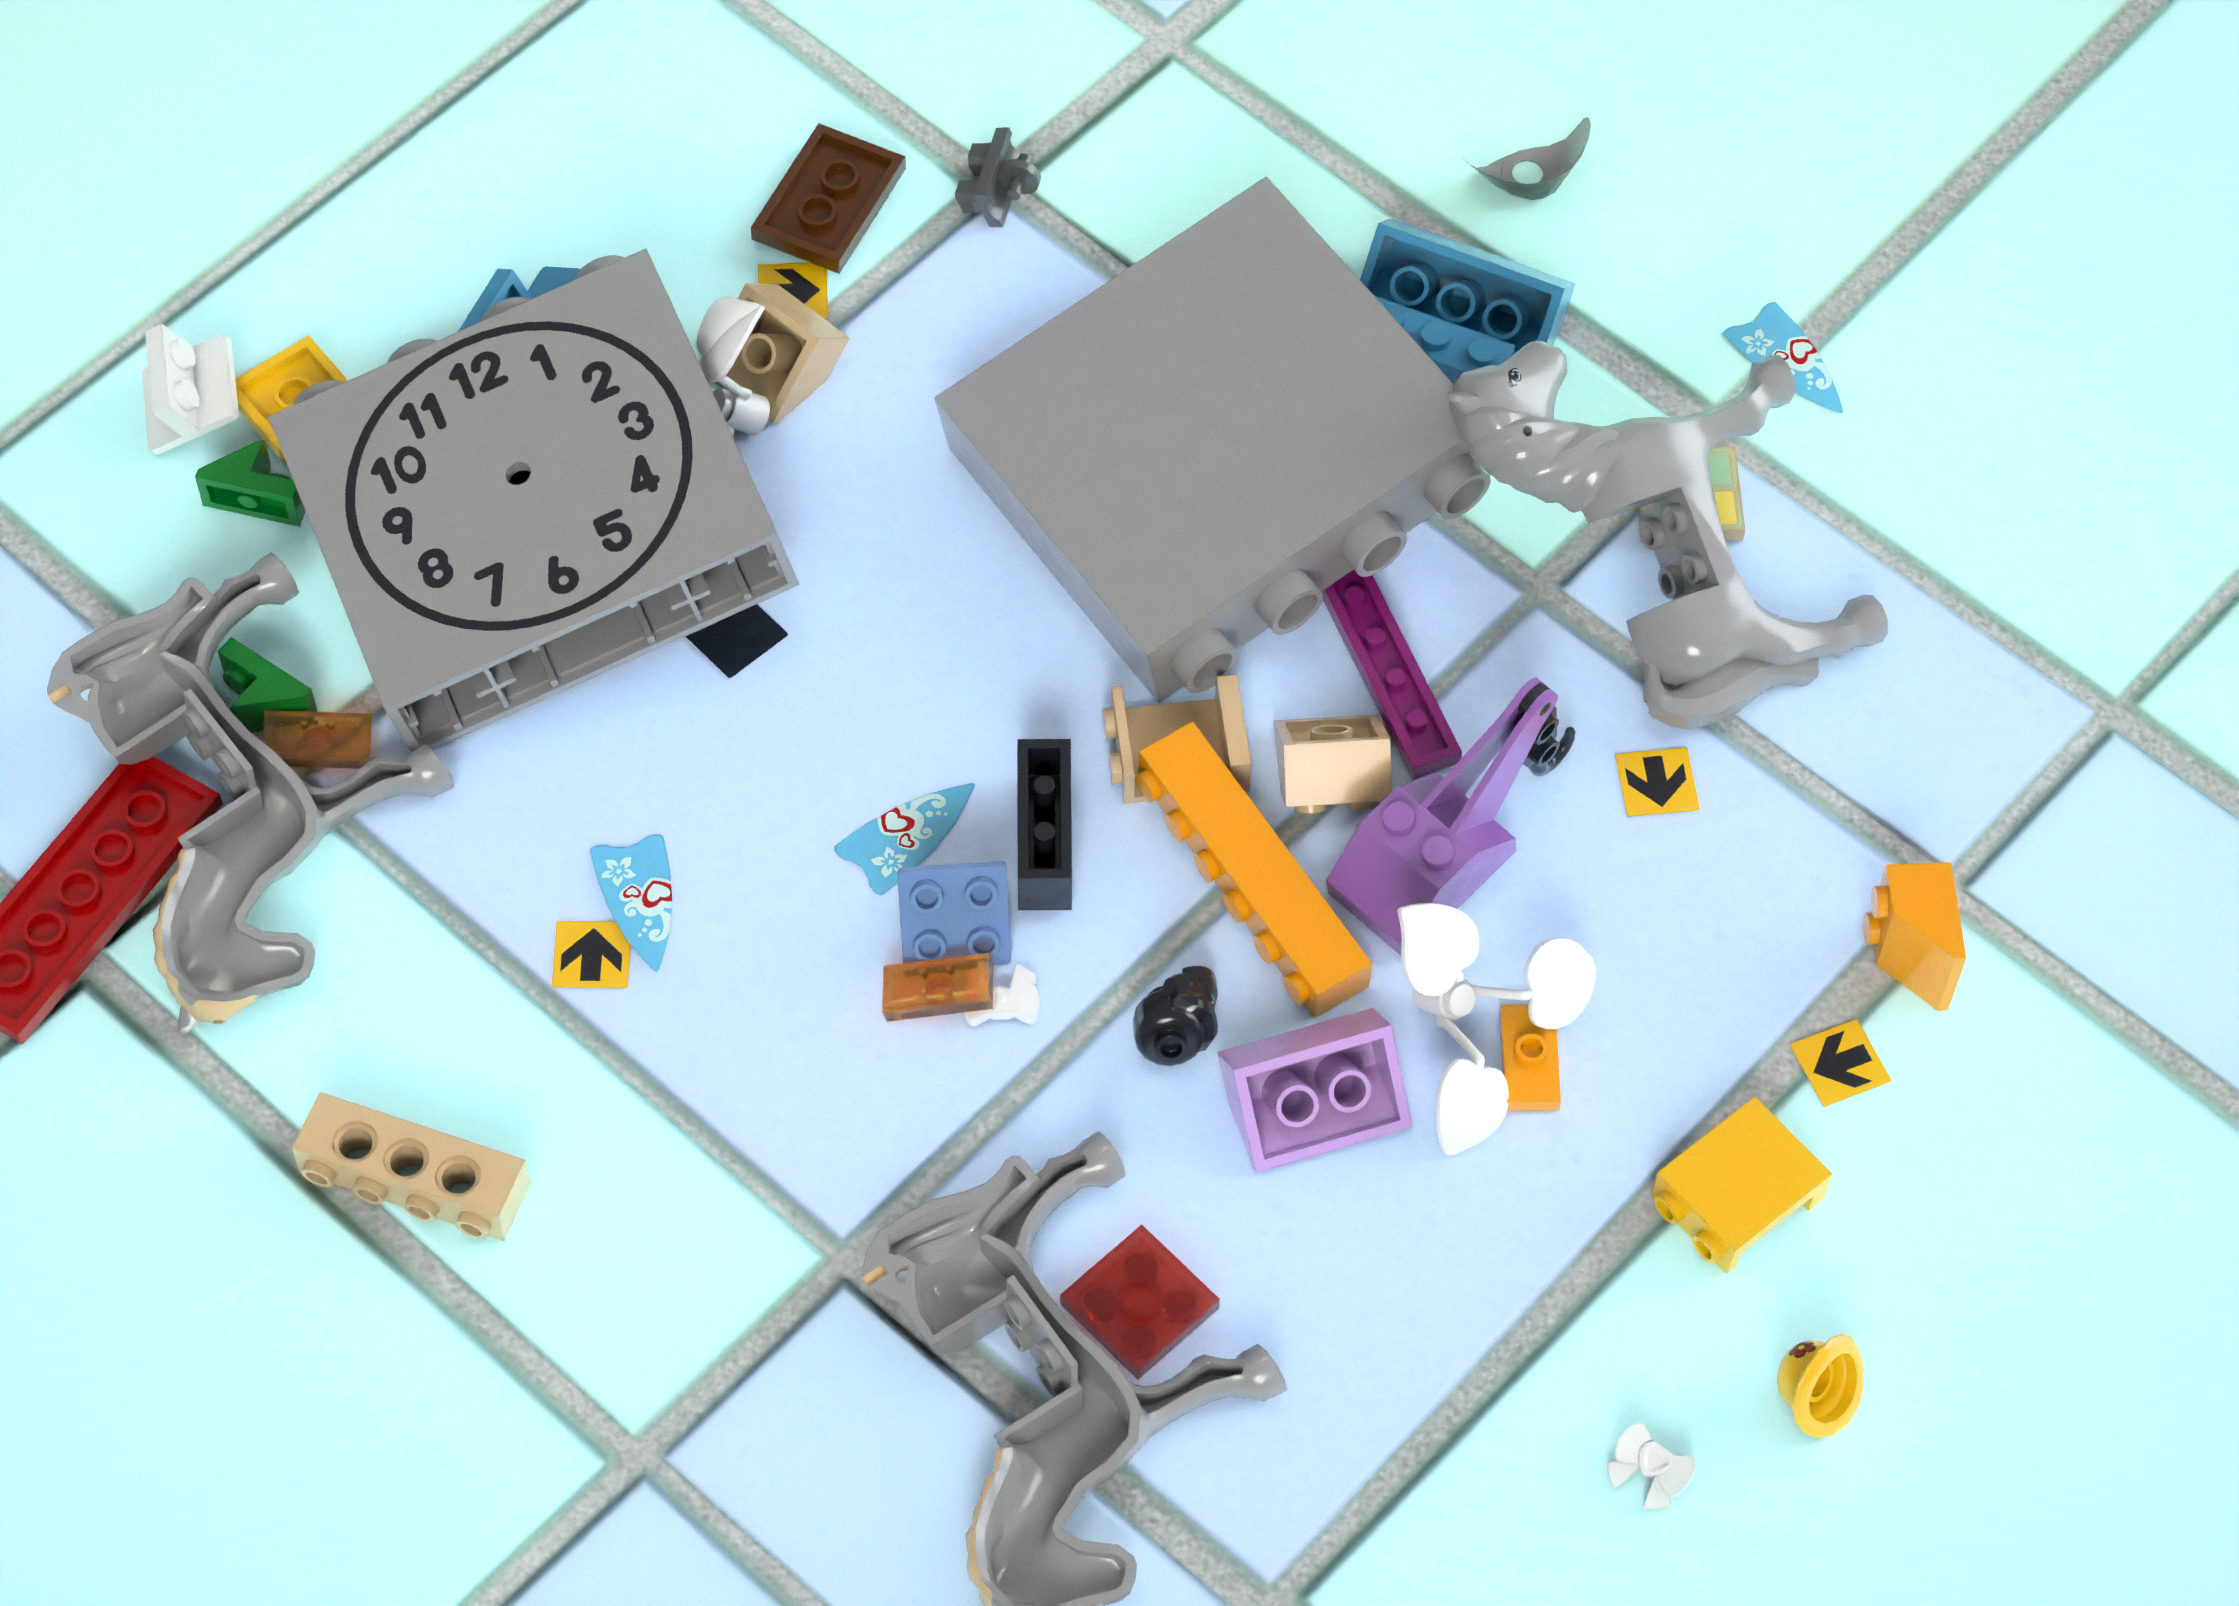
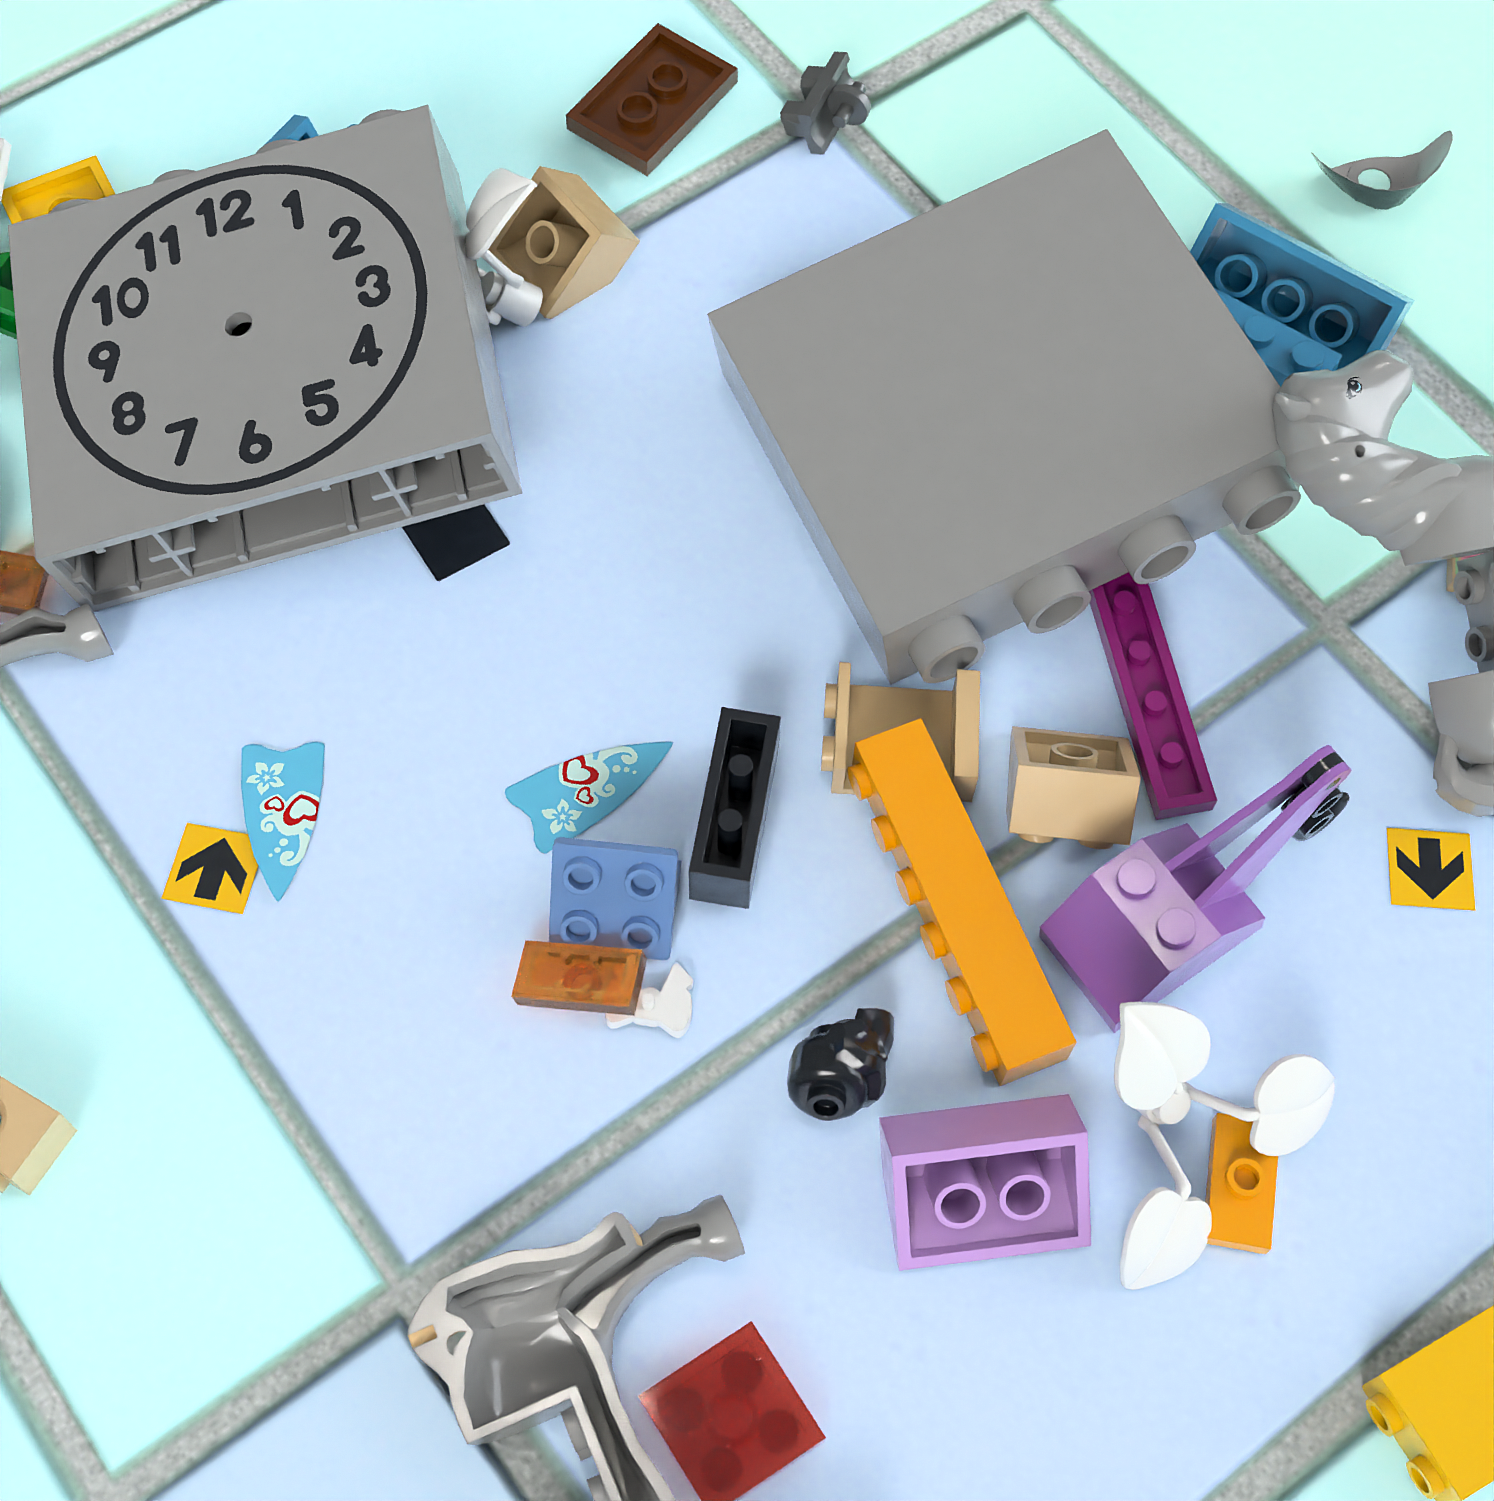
camera: 10 degrees right, 5 degrees up
(802, 280) = (608, 179): yellow sticker -> none

